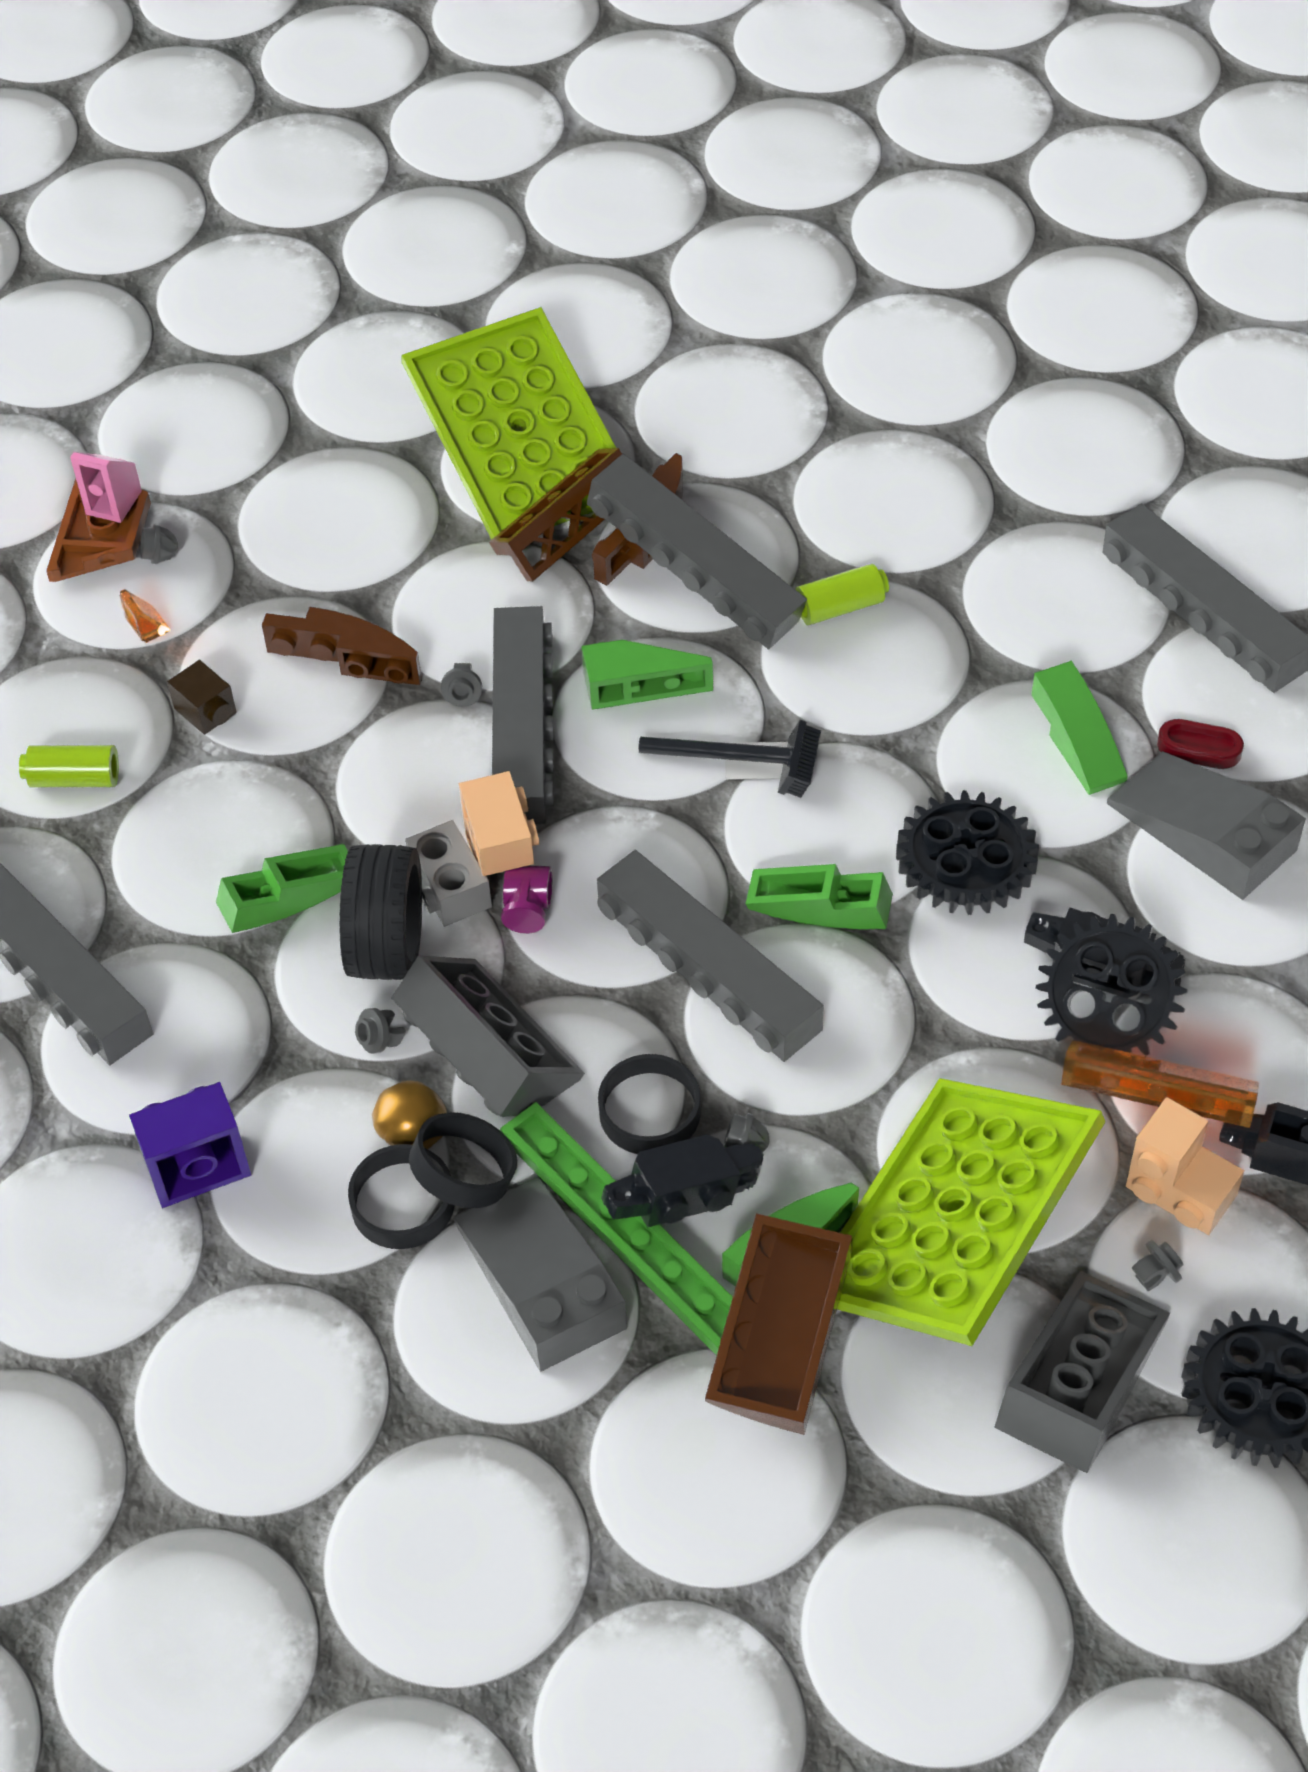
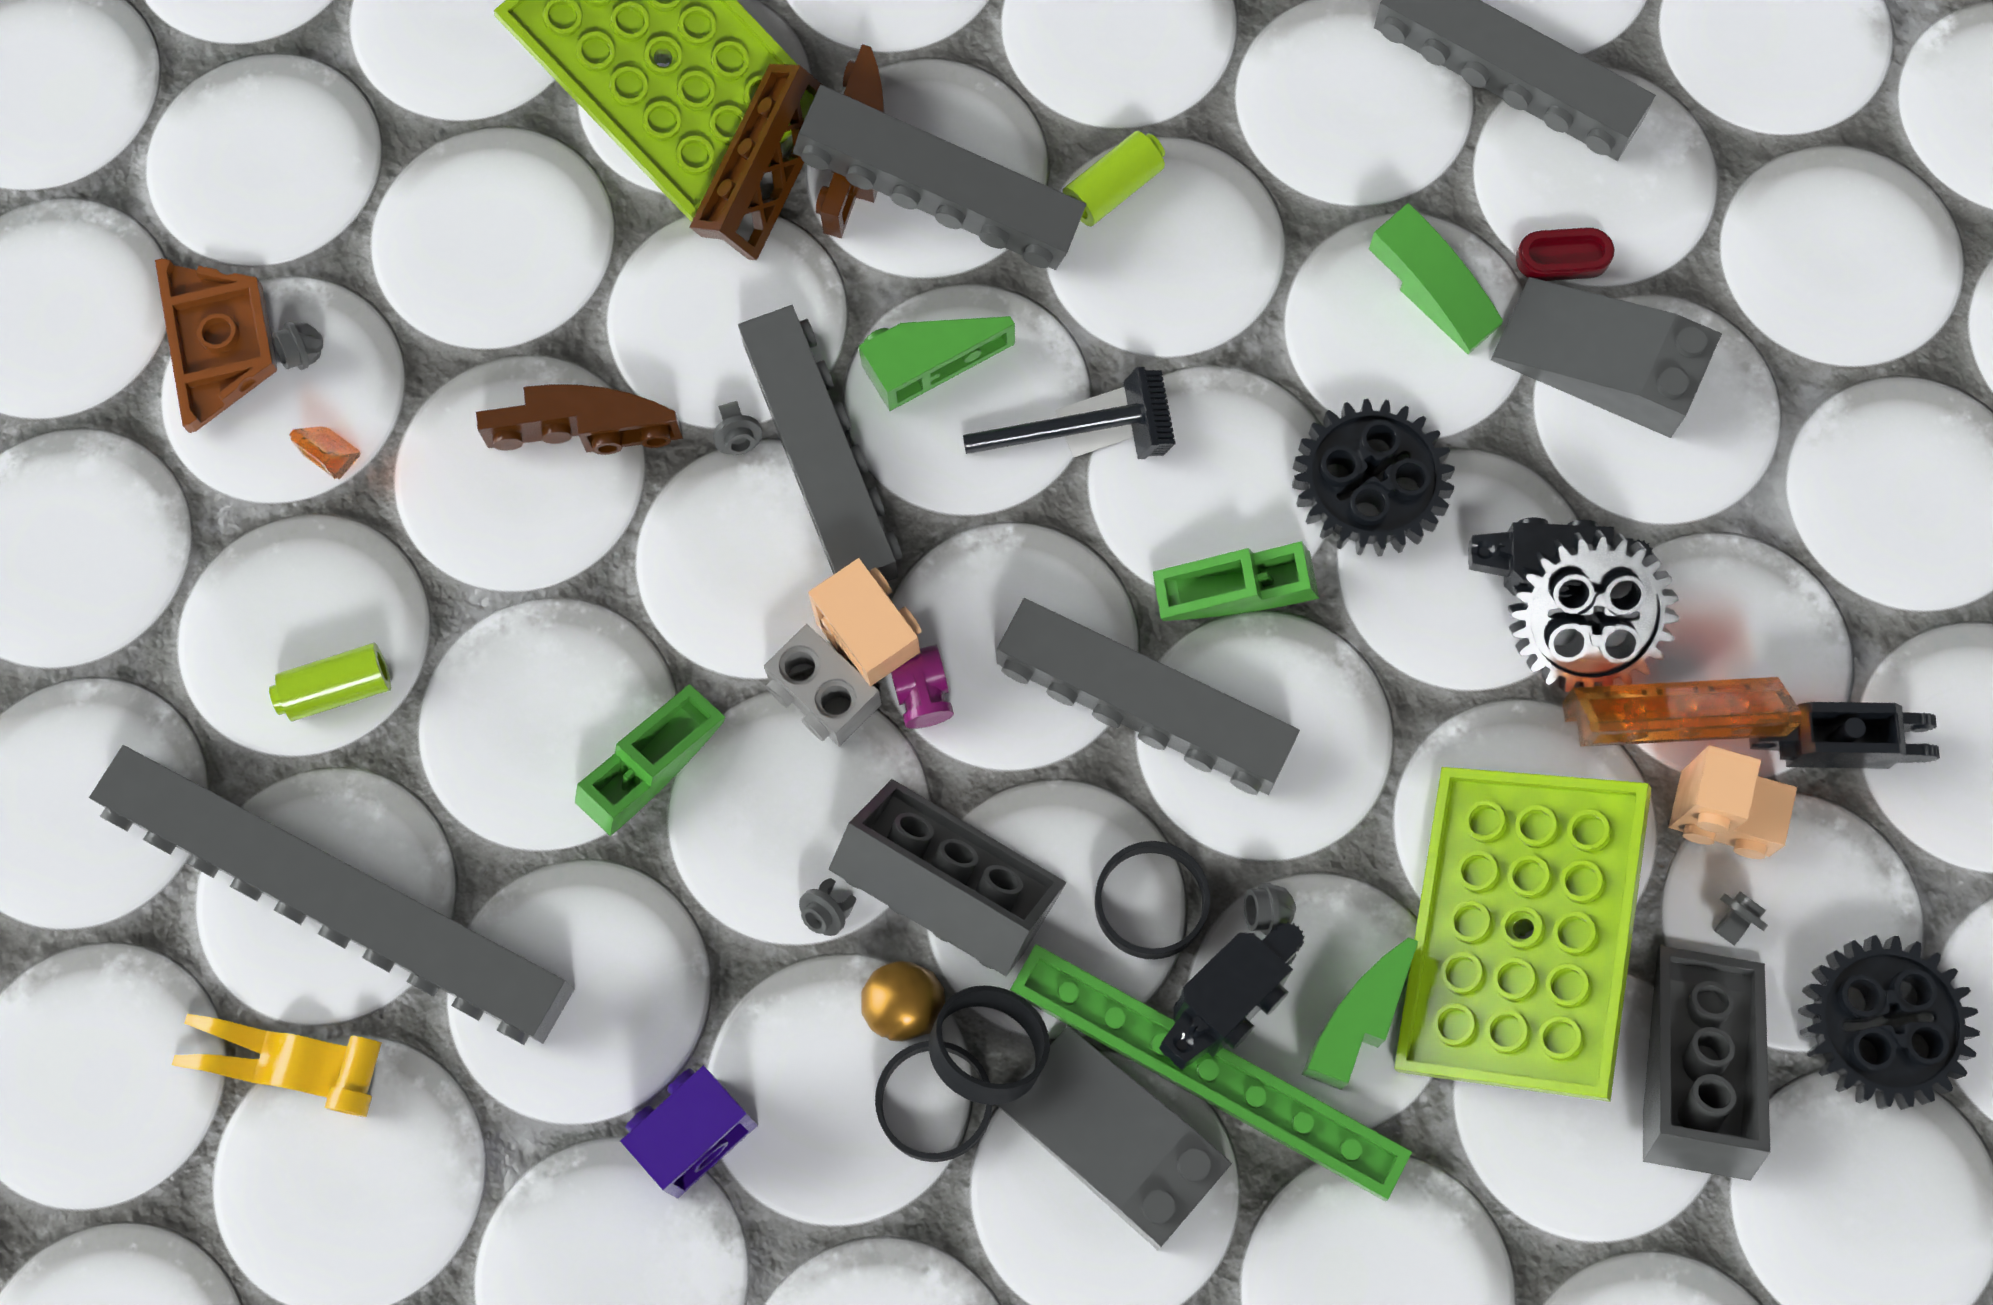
camera: 20 degrees left, 20 degrees up
(106, 485) = (208, 292): bright pink slope -> none
(202, 697) = (445, 541): dark brown brick -> none
(380, 911) = (783, 779): black tyre -> none
(780, 1323) = (1399, 1130): reddish brown slope -> none

